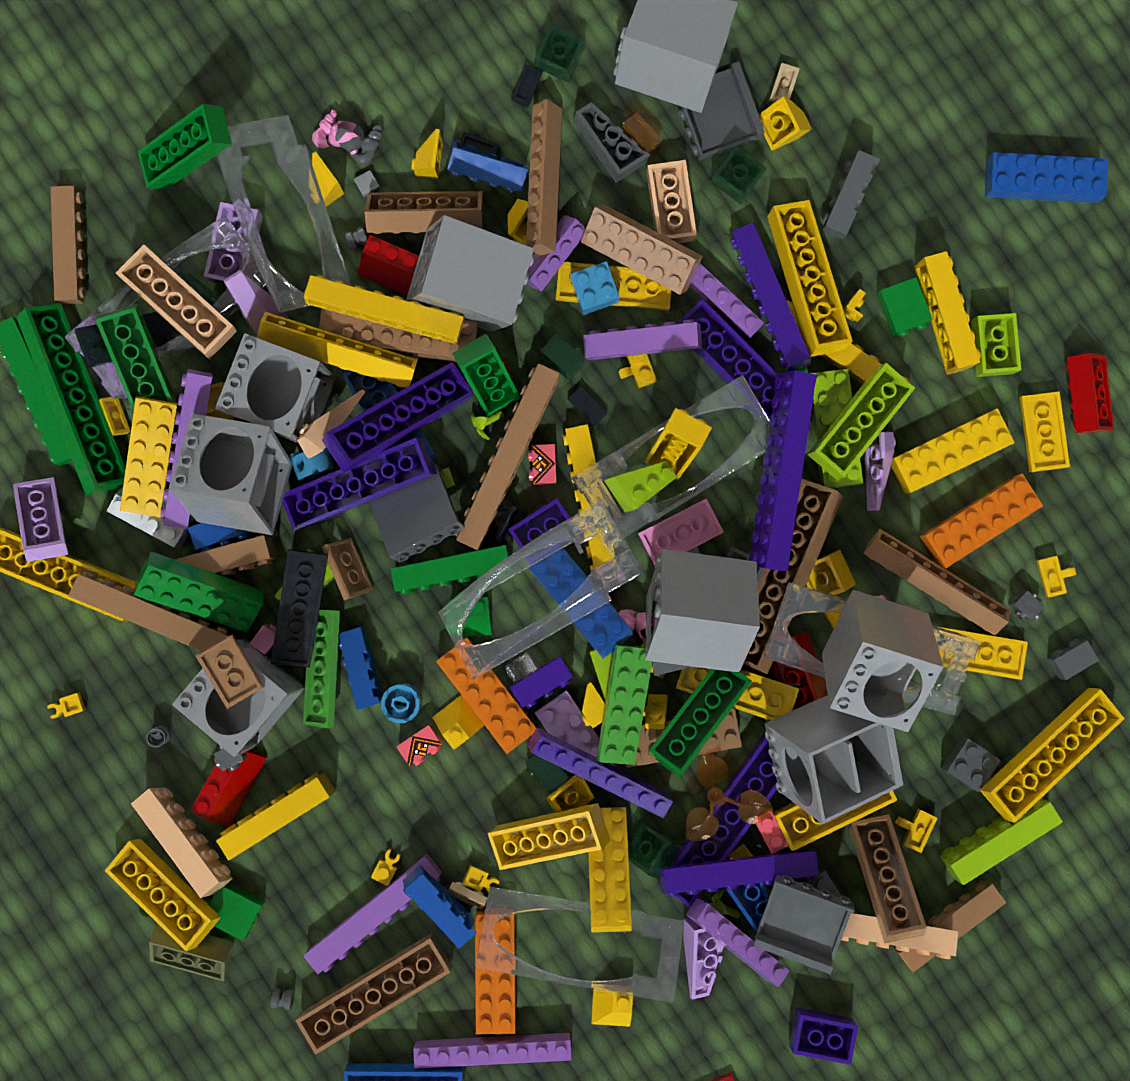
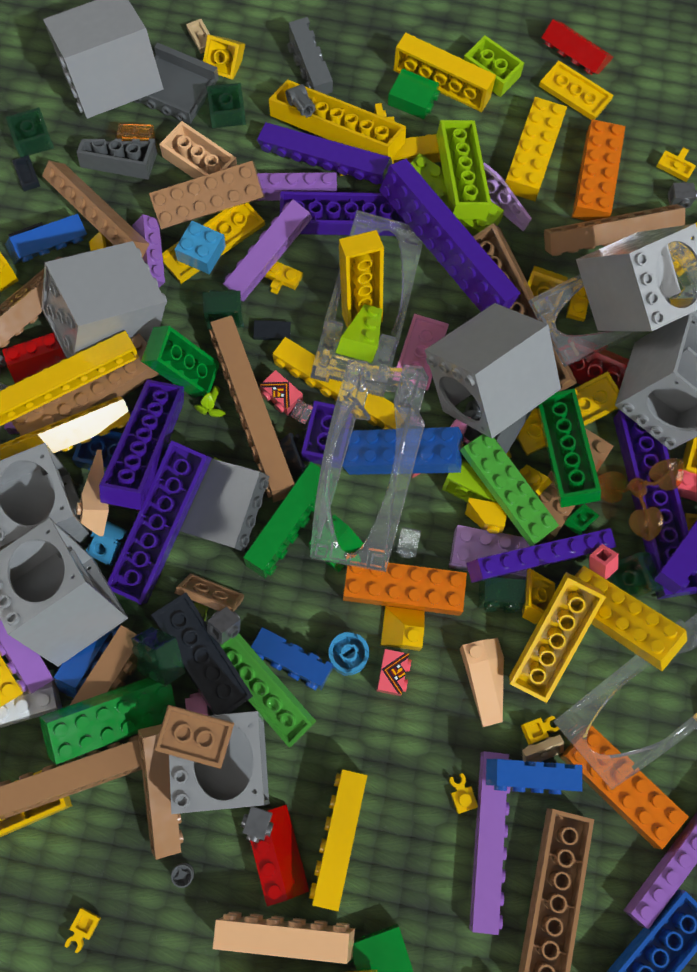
camera: 50 degrees left, 15 degrees down
(184, 673) = (162, 825): none -> medium nougat brick
(267, 582) = (158, 656): none -> brick
(331, 604) = (224, 625): none -> flat silver brick
(484, 806) = (485, 673): none -> light nougat wedge
(542, 496) = (302, 411): none -> clear bracket
(542, 682) = (434, 535): dark purple brick -> none
(639, 820) = (603, 561): none -> coral brick
(659, 775) = (581, 519): none -> green plate
(794, 232) = (299, 97): none -> dark grey piece

